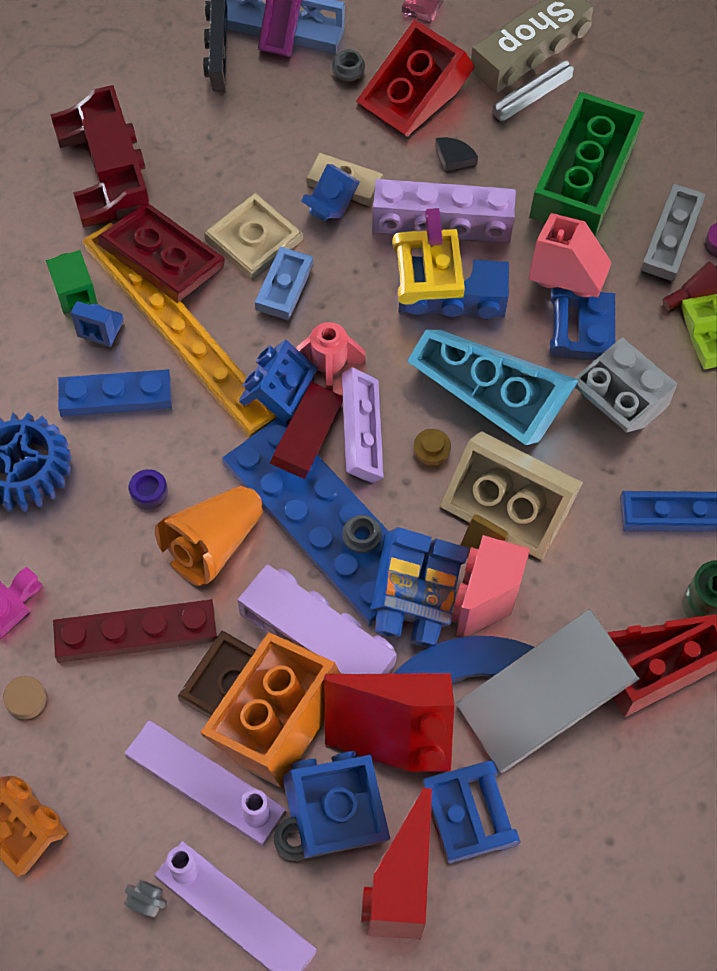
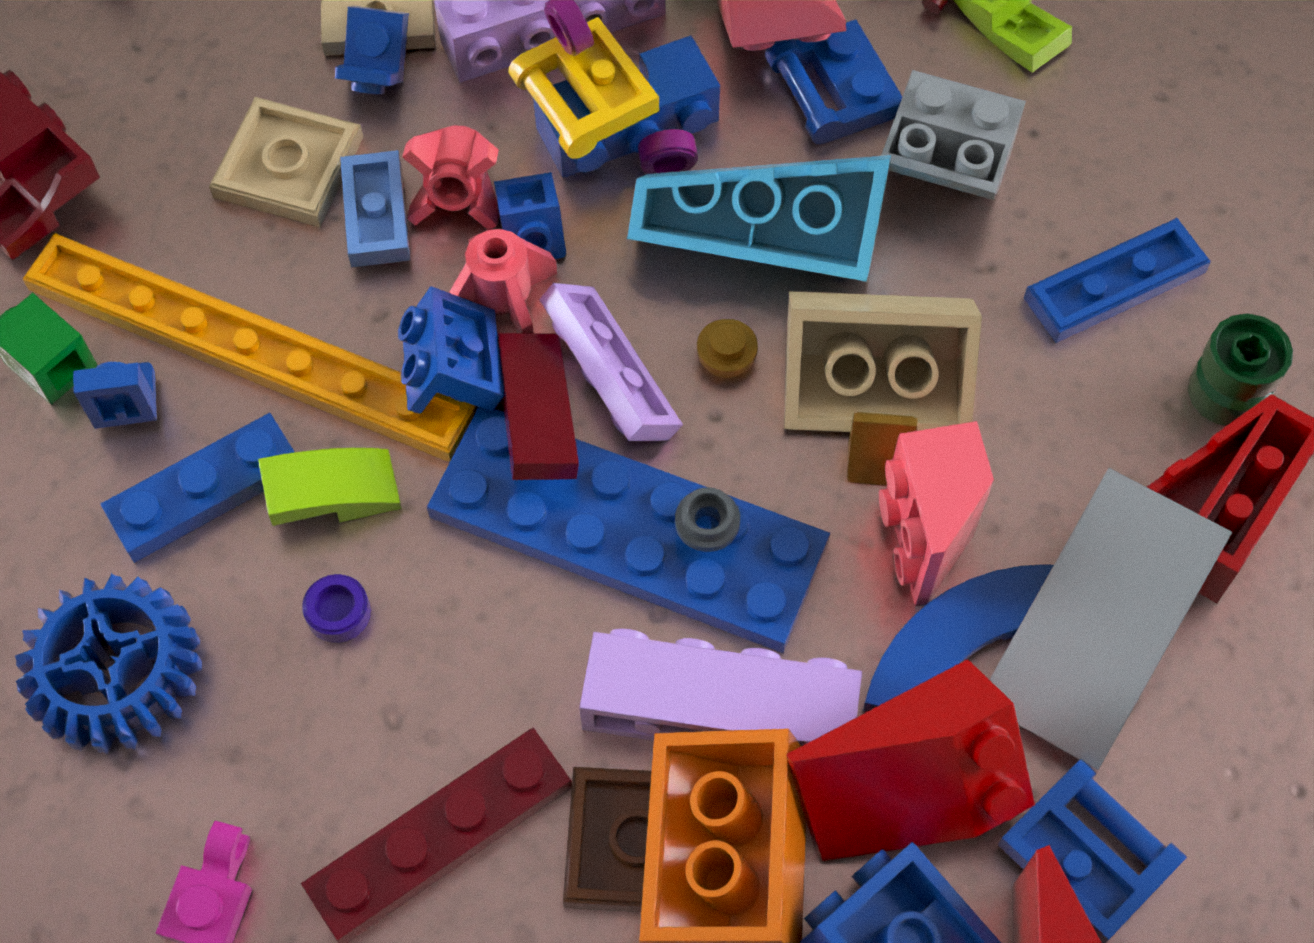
camera: 25 degrees left, 0 degrees up
(161, 251) = (158, 243): dark red tile -> none
(180, 420) = (329, 481): none -> lime slope
(208, 533) = (474, 631): orange cone -> none
(335, 282) = (453, 173): none -> coral brick
(365, 323) = (532, 211): none -> blue bracket
(416, 585) = (829, 556): blue hips -> none
(461, 323) = (668, 152): none -> magenta tile

